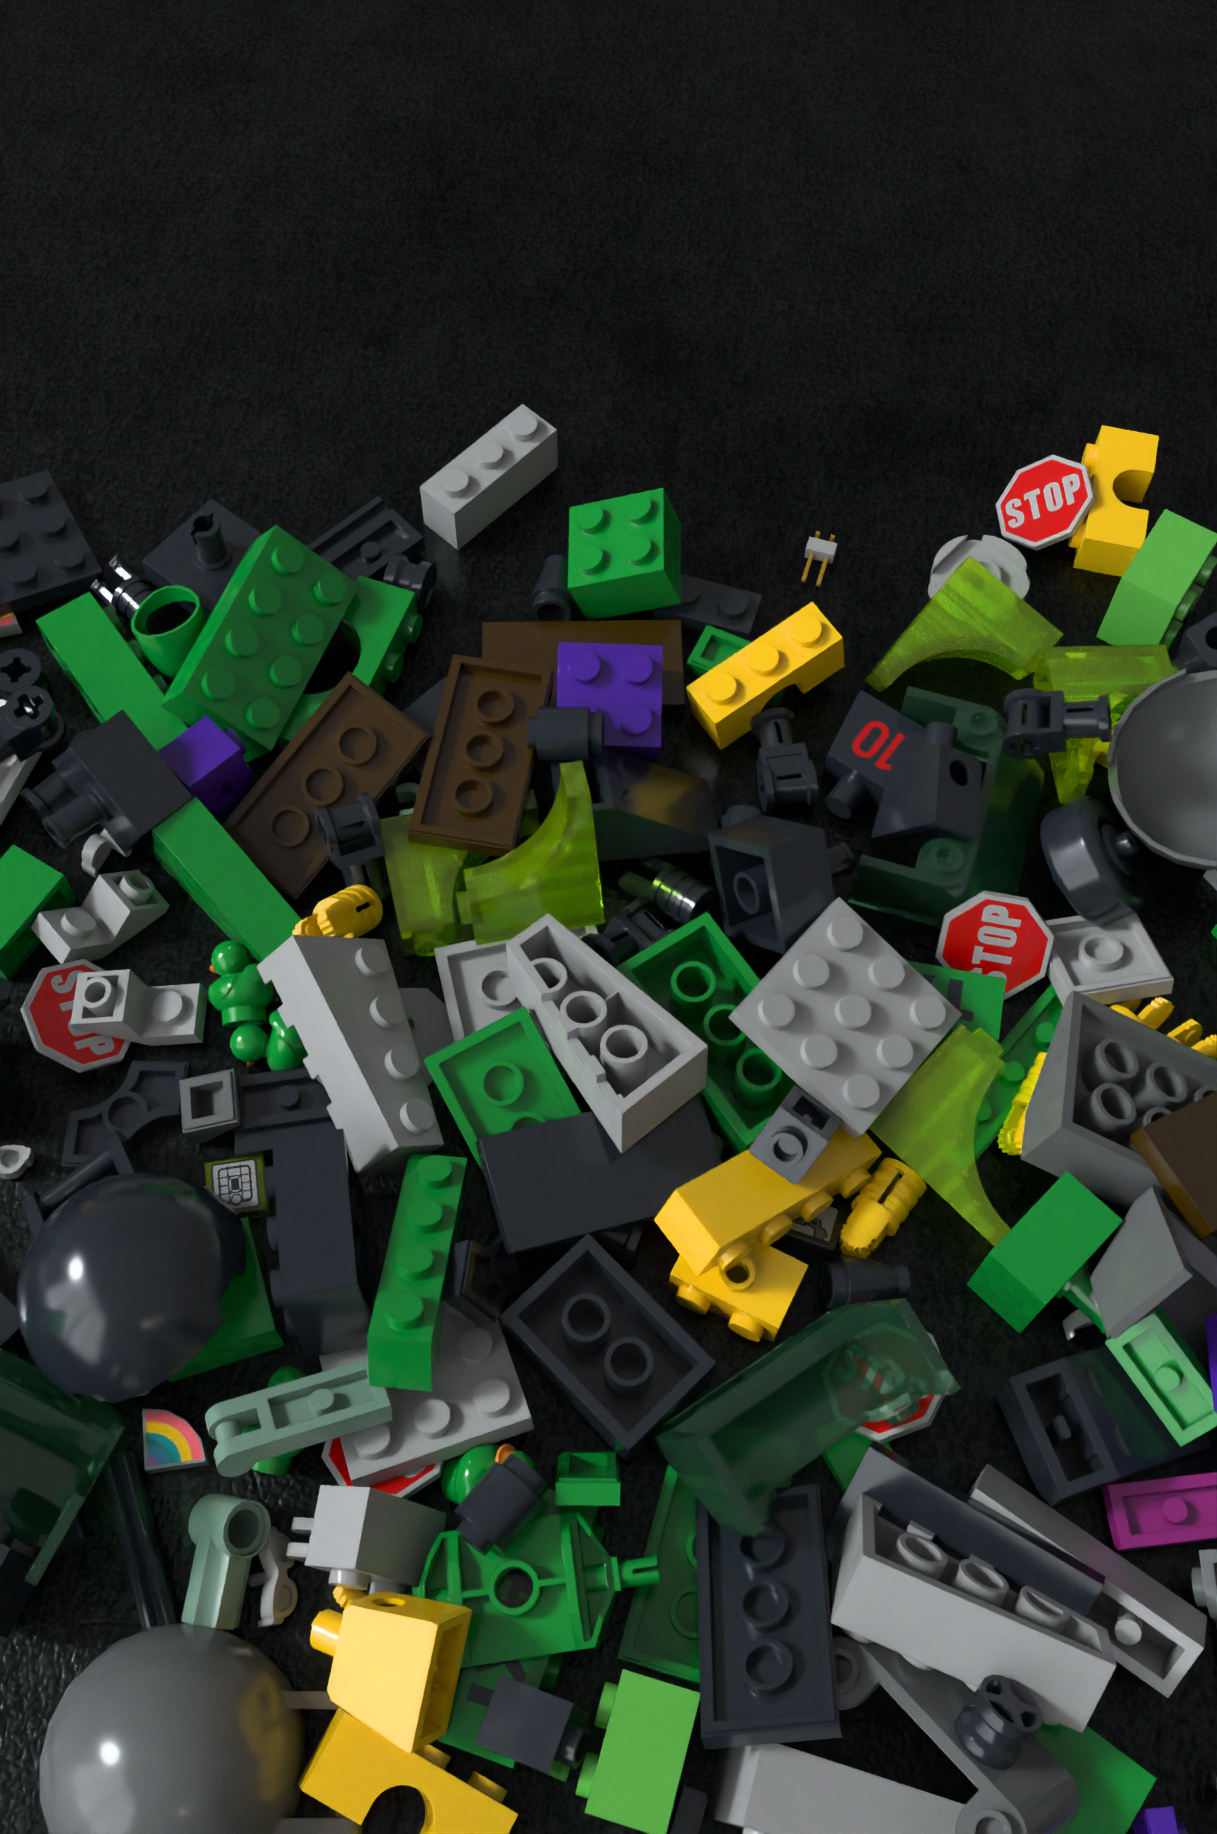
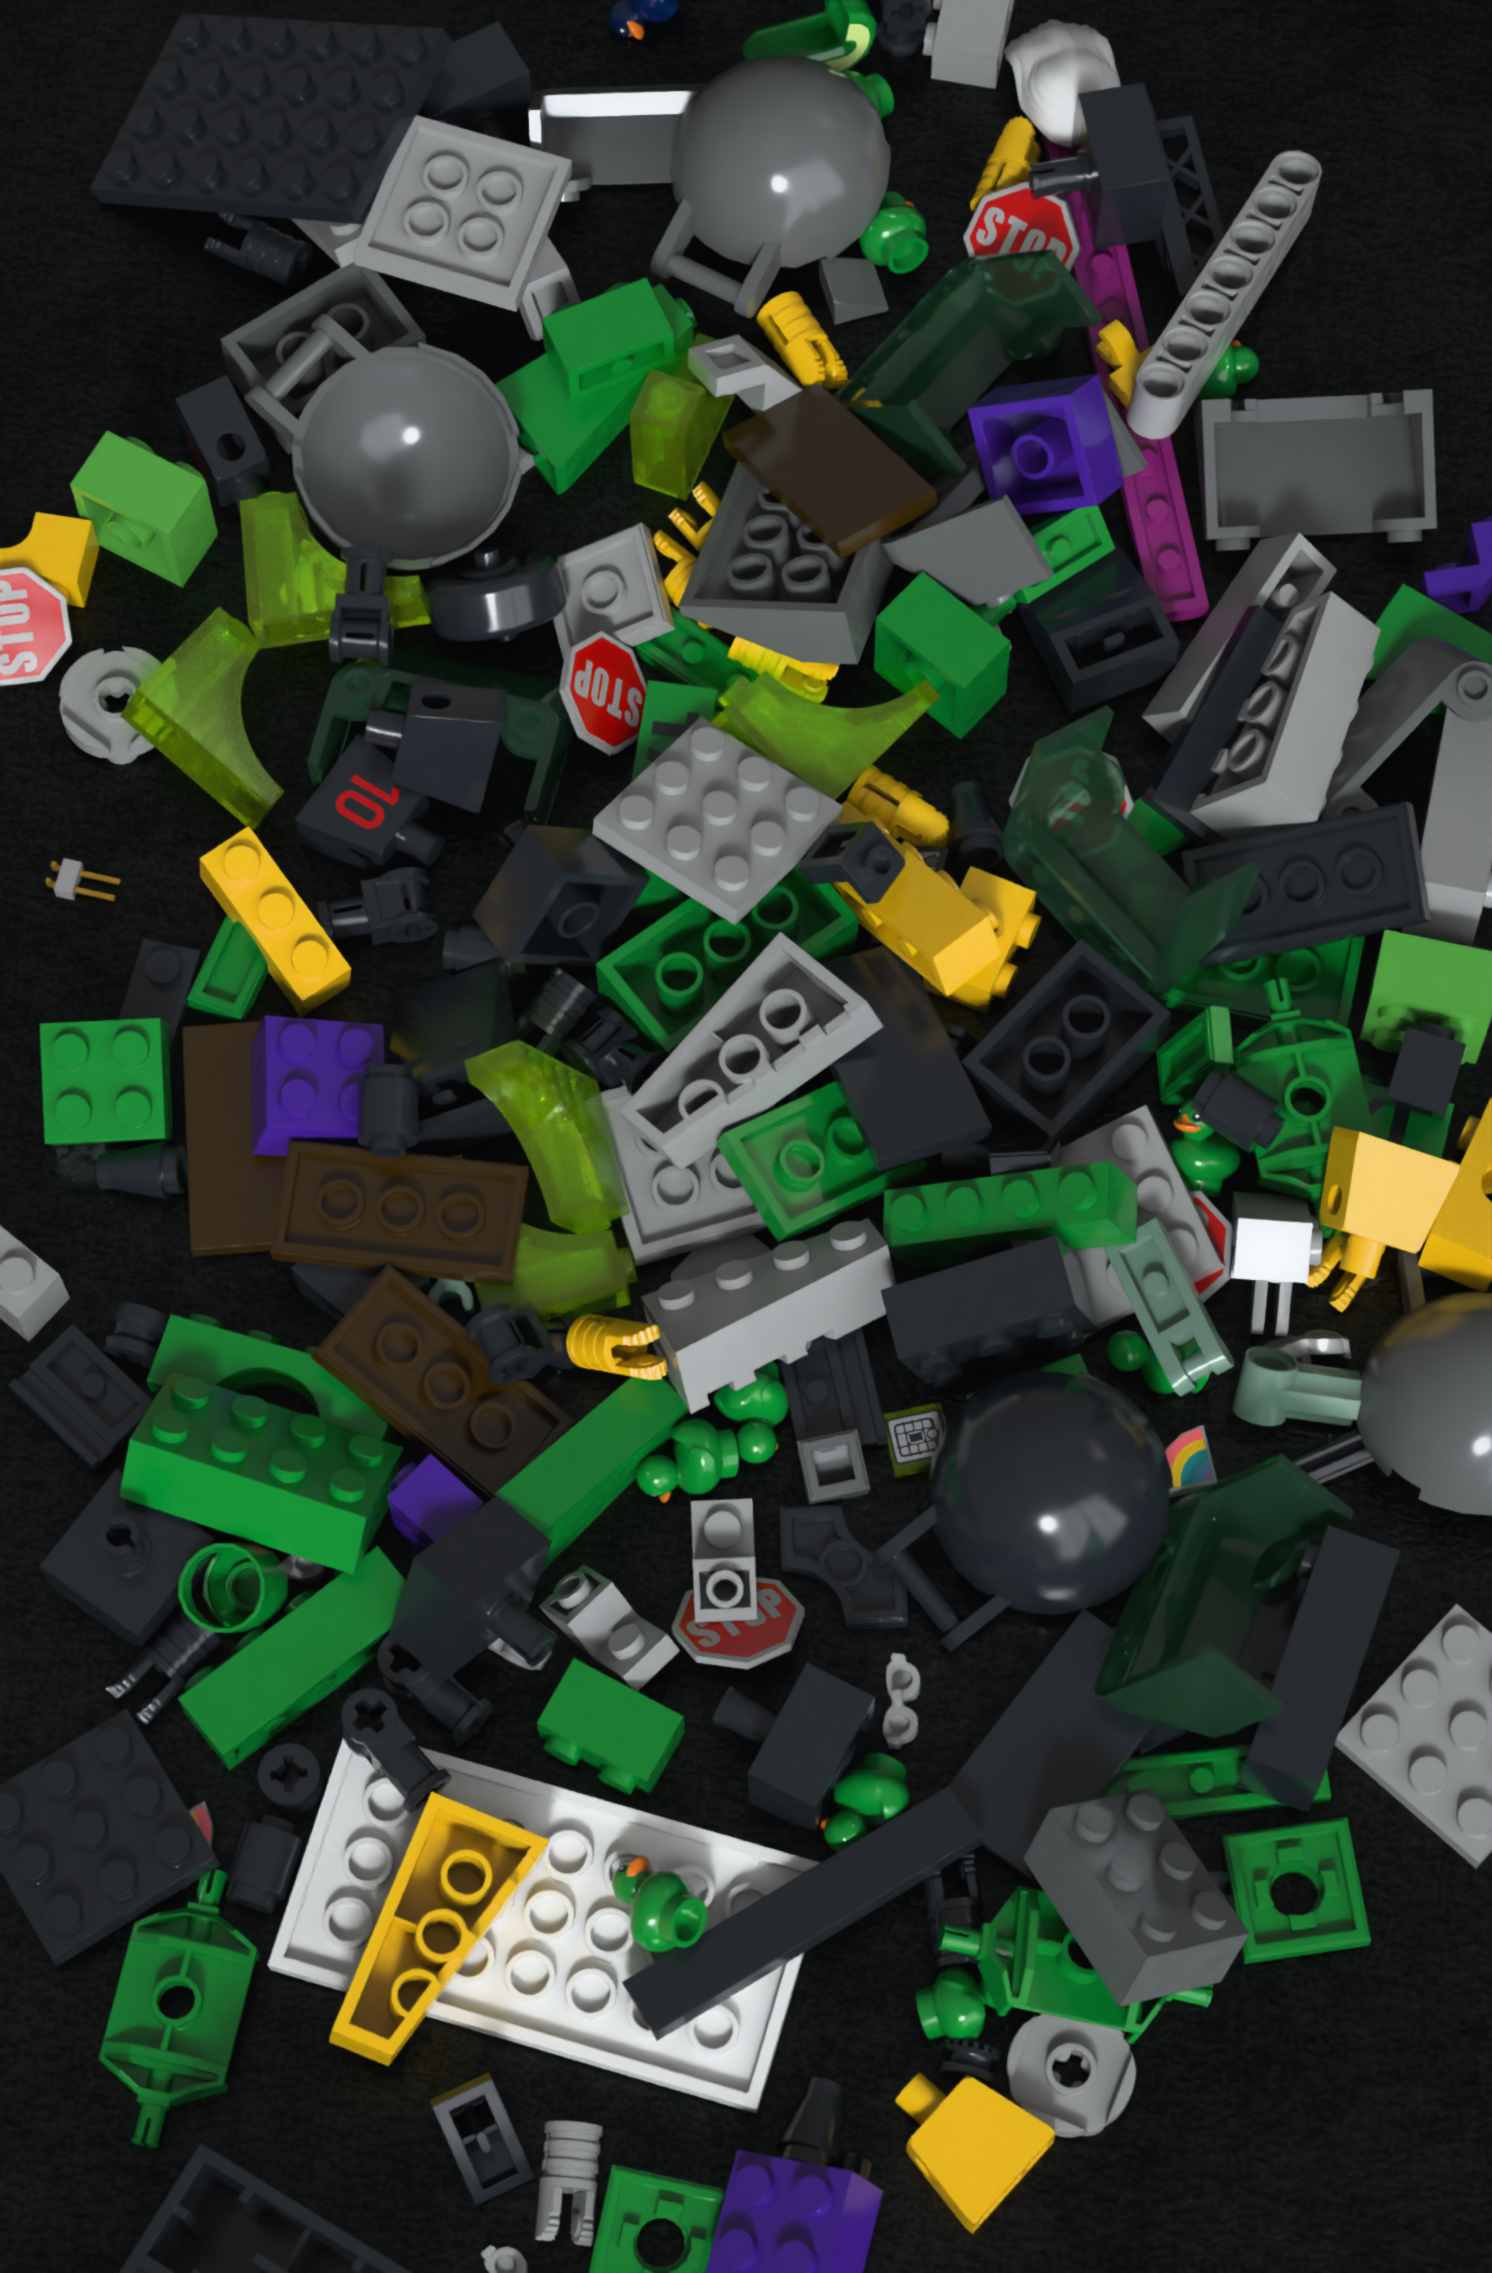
camera: 90 degrees left, 5 degrees up
(998, 1722) = (1384, 687): black wheel -> none

